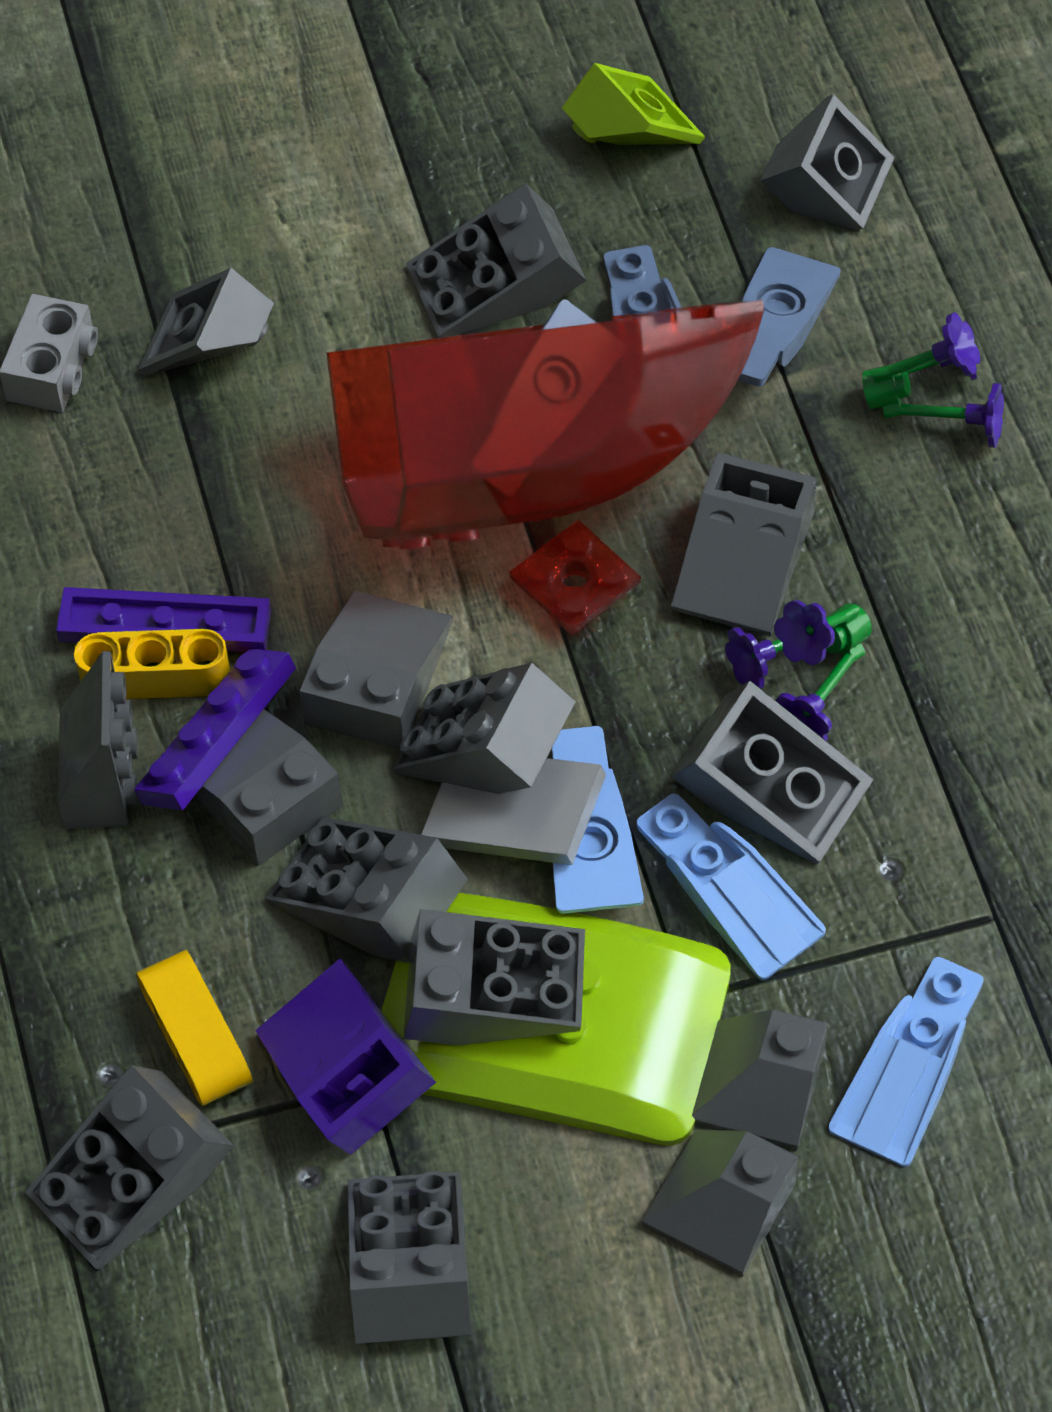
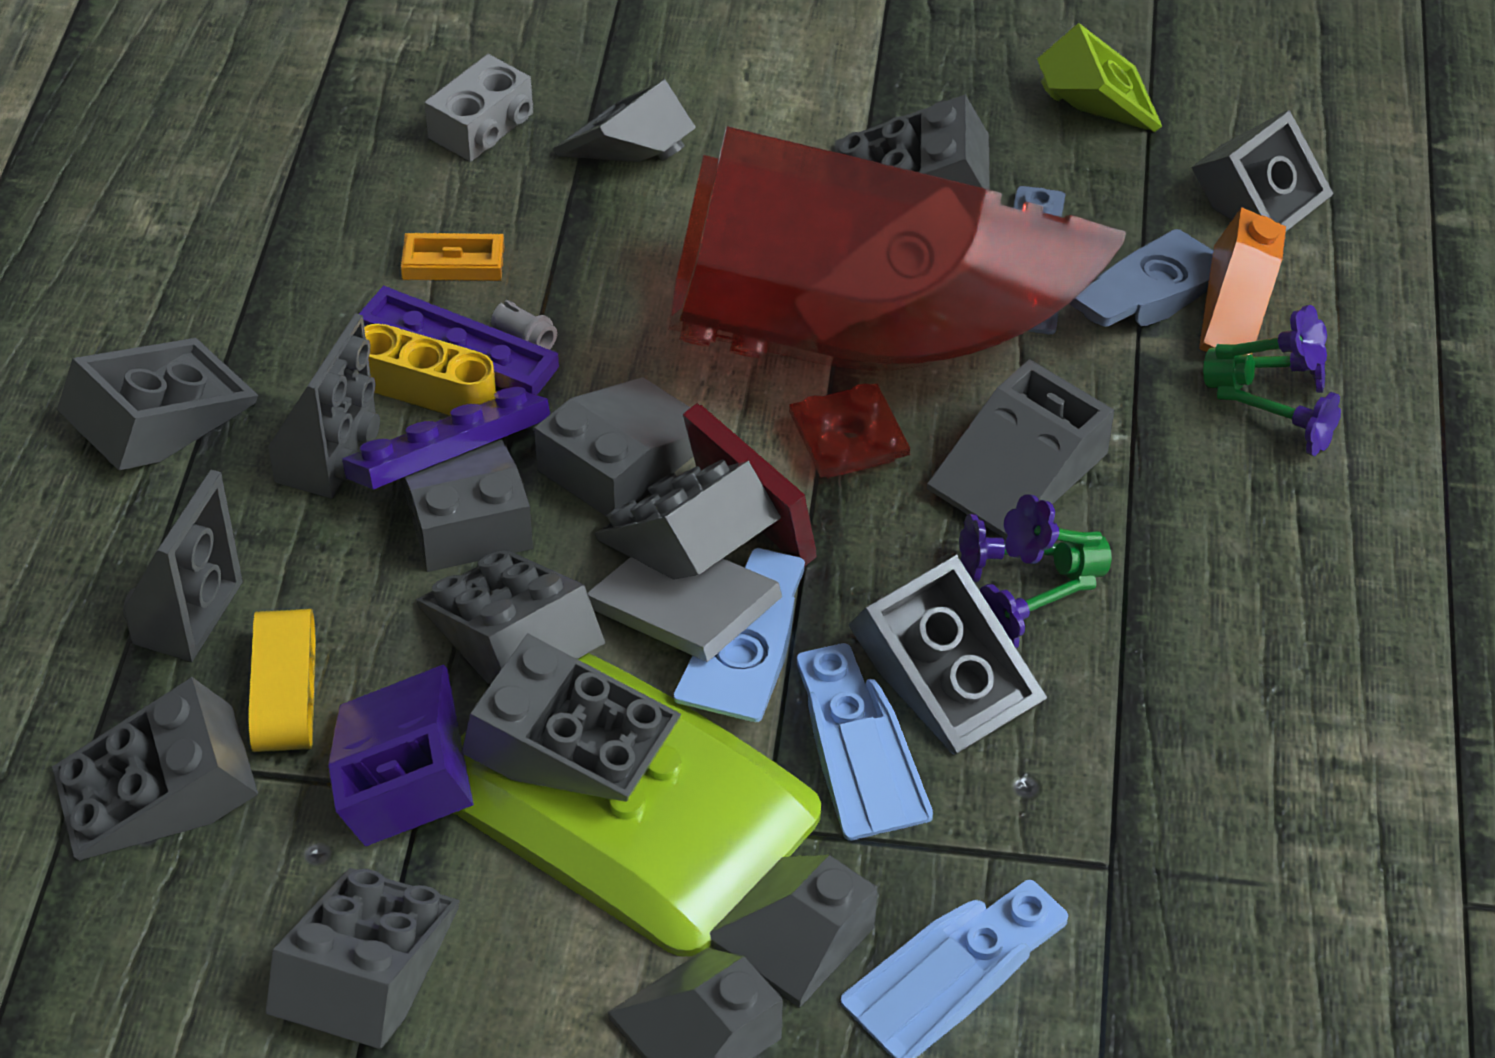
camera: 20 degrees right, 10 degrees down
(54, 965) = (187, 578): none -> dark grey slope
(109, 532) = (452, 256): none -> light orange tile
(218, 579) = (524, 325): none -> light grey pin
(482, 652) = (715, 442): none -> dark red tile
(859, 292) = (1241, 279): none -> orange slope

